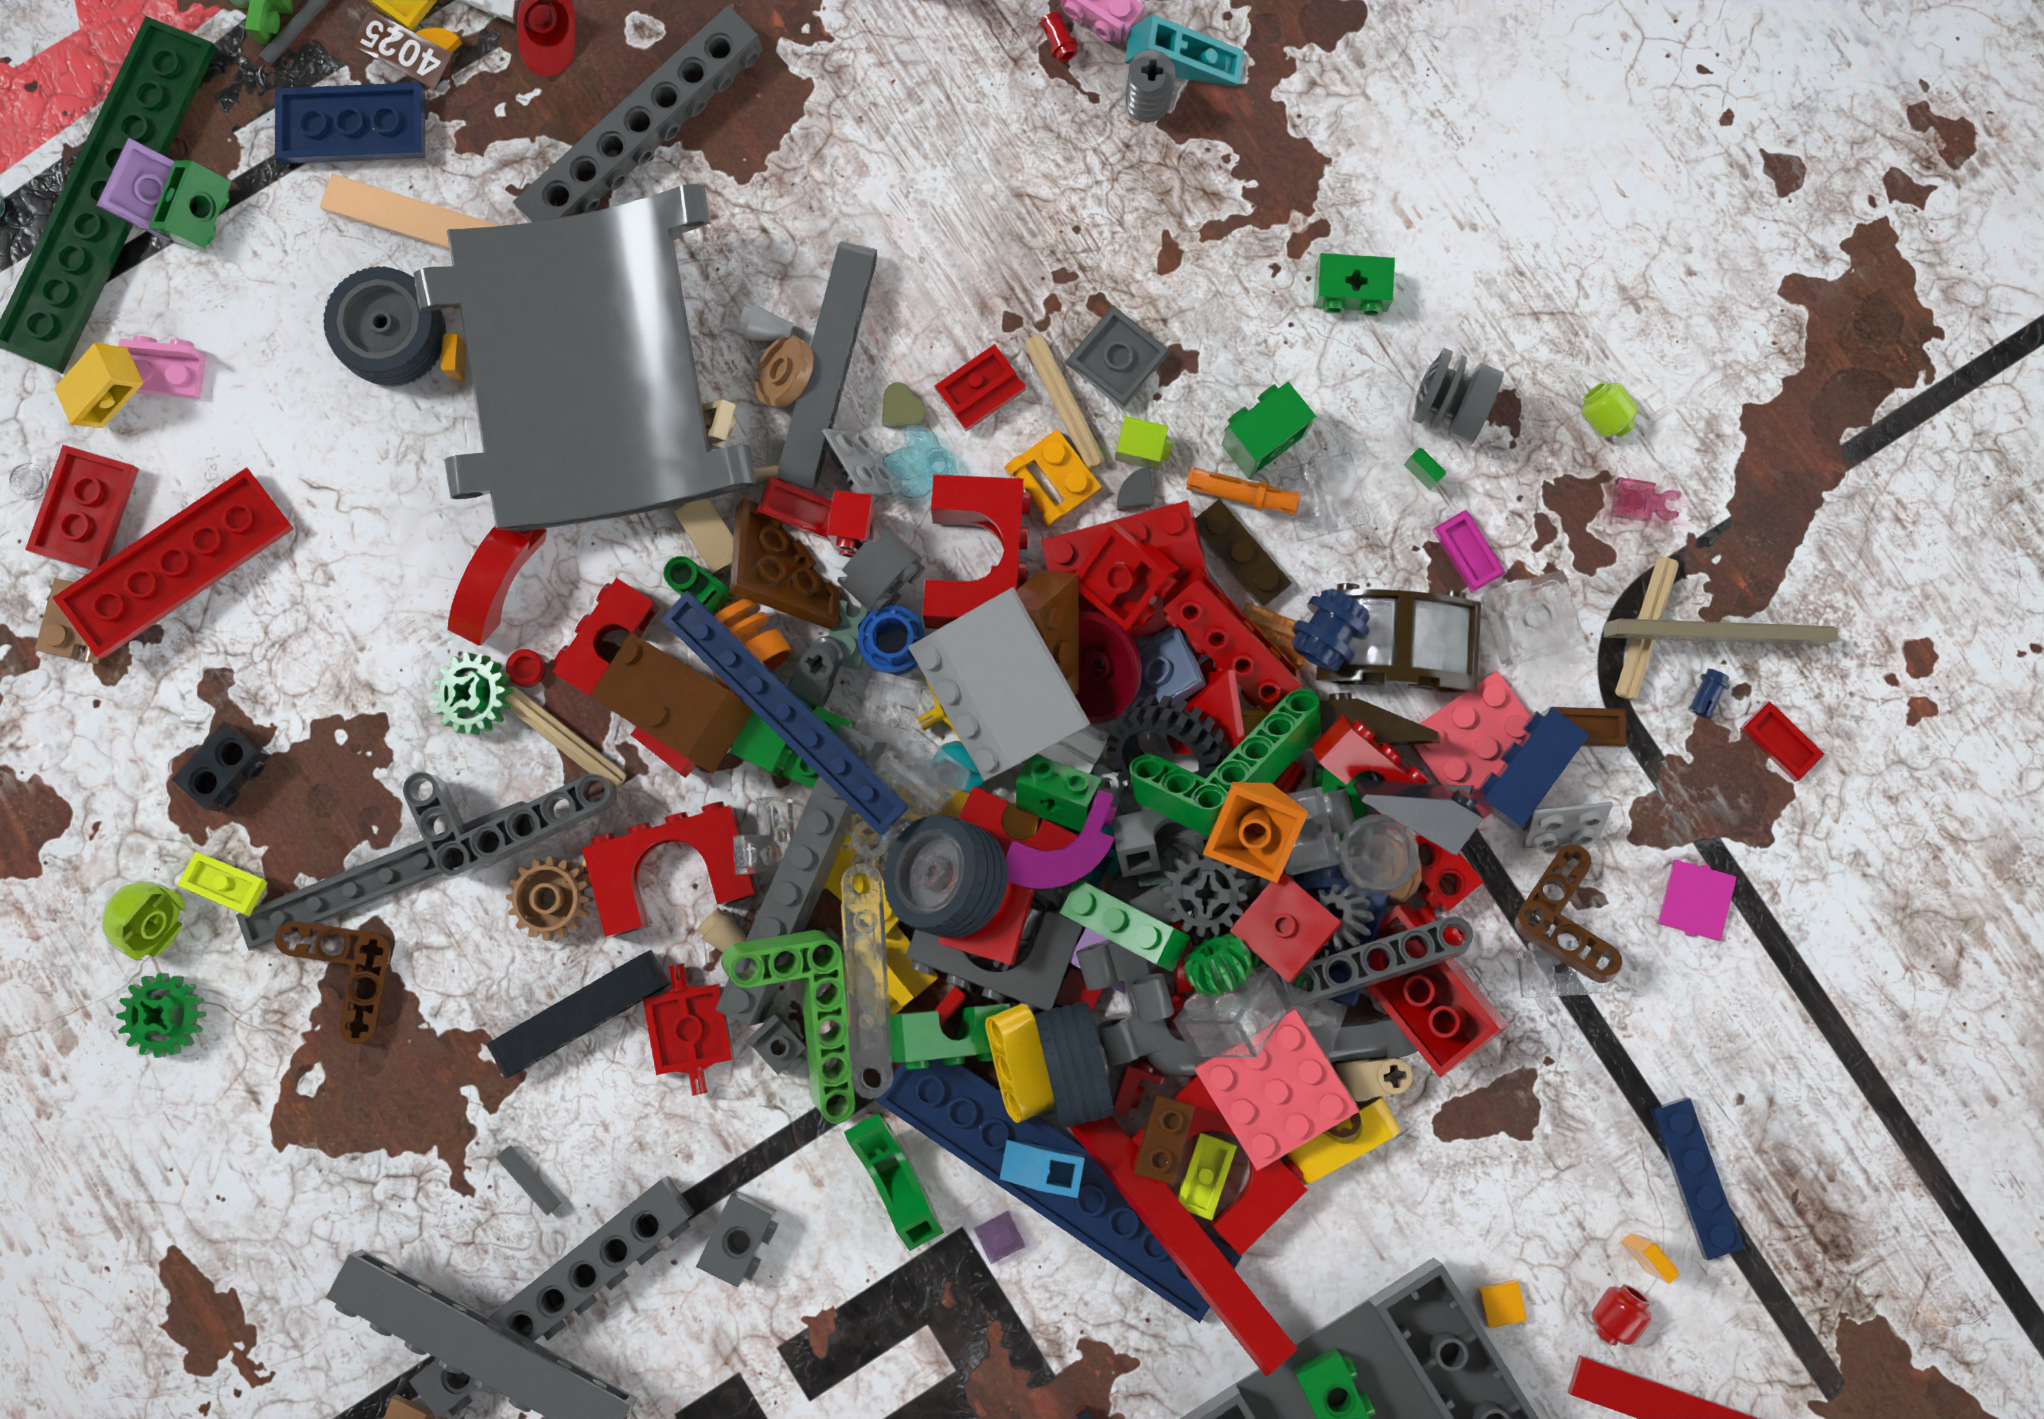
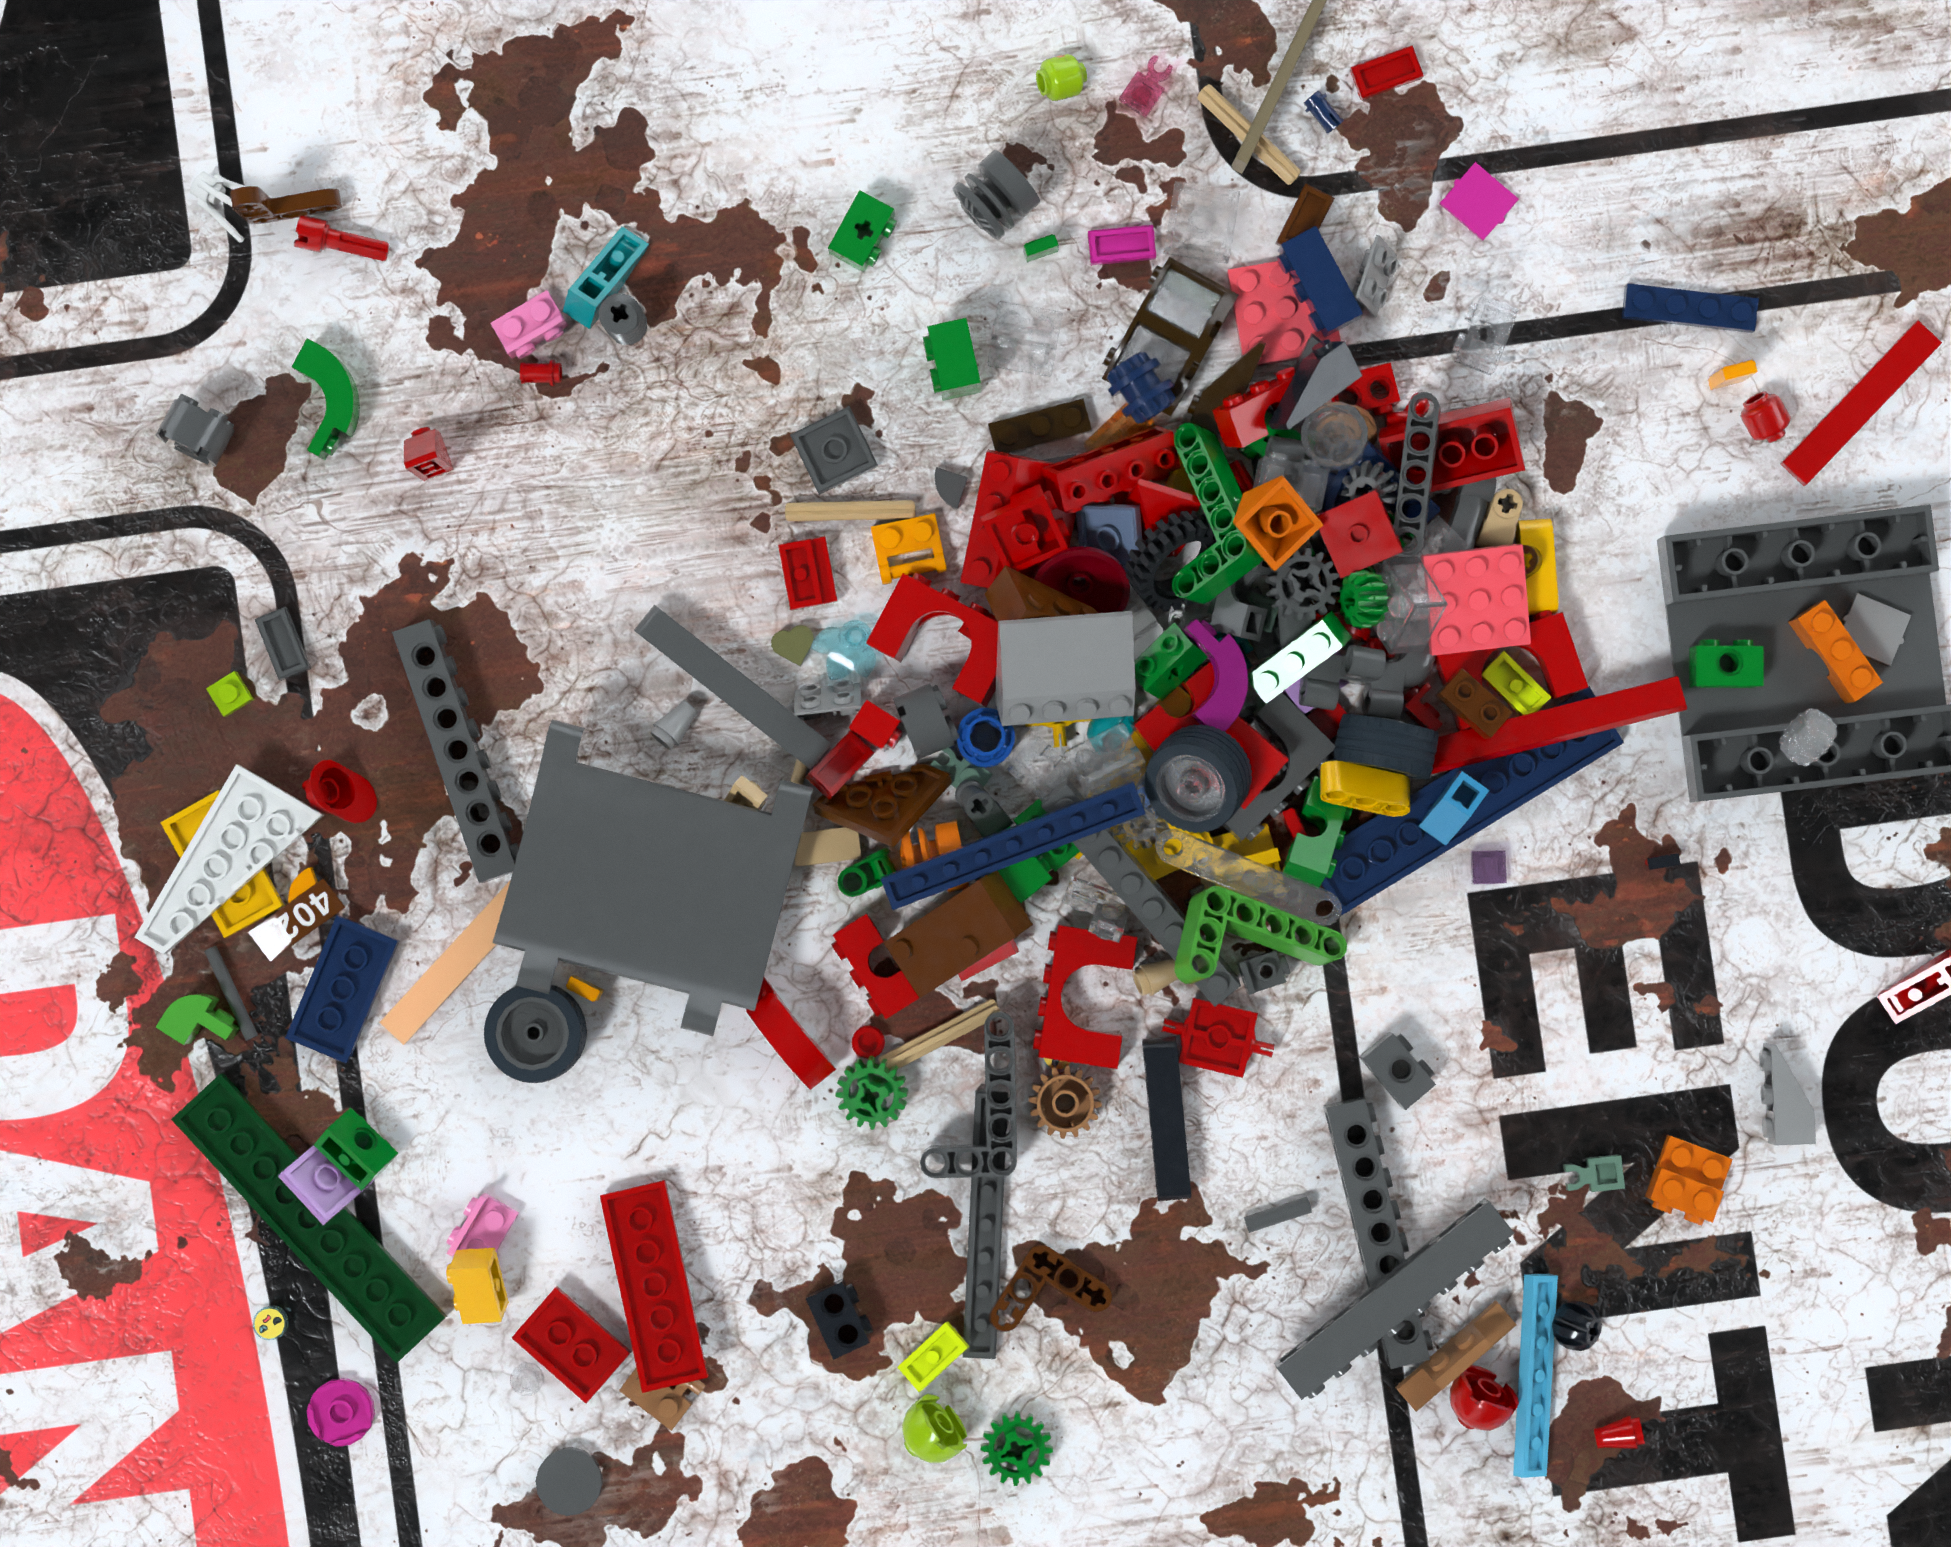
camera: 60 degrees left, 5 degrees up
(784, 372) = (724, 725): medium nougat tile -> none
(895, 1181) = (1411, 927): green arch -> none
(1143, 443) = (915, 463): lime brick -> none
(1251, 493) = (995, 397): orange pin -> none
(1502, 1303) = (1715, 504): light orange tile -> none
(1550, 914) = (1437, 322): reddish brown beam -> none

